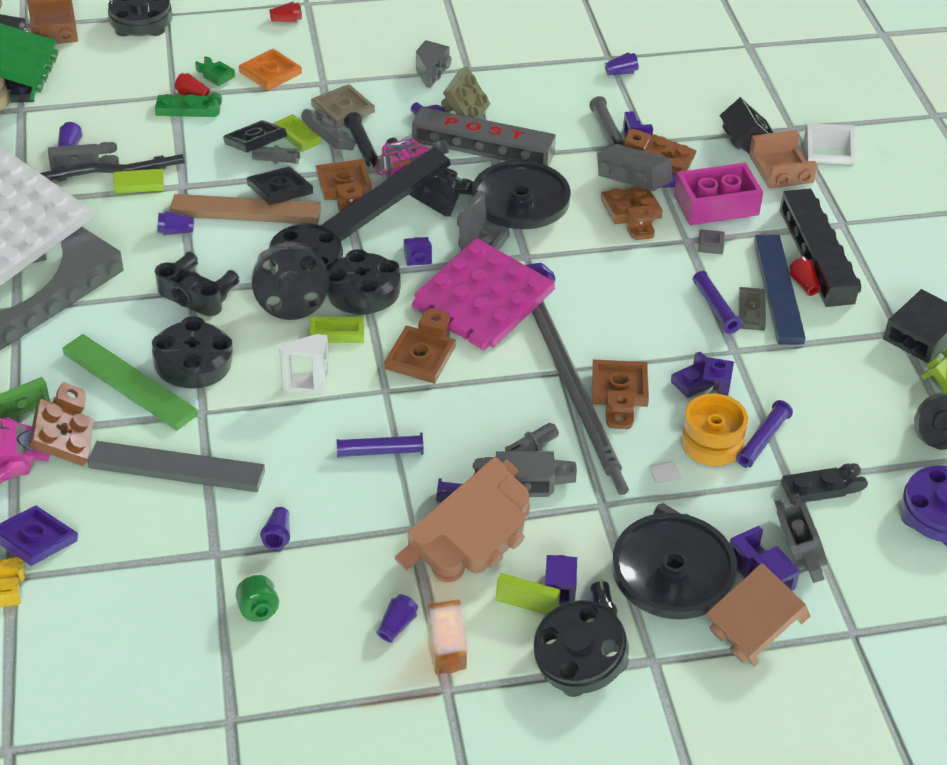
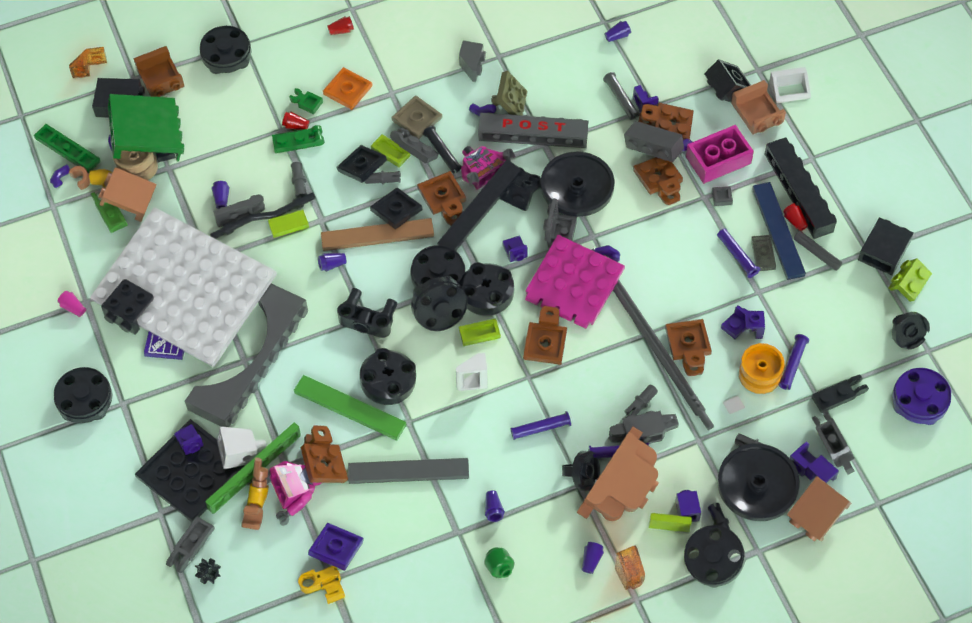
camera: 10 degrees left, 15 degrees up
(171, 140) = (298, 179): none -> dark grey pin
(417, 499) = (583, 470): none -> black tile
(828, 318) = (818, 250): none -> dark grey axle

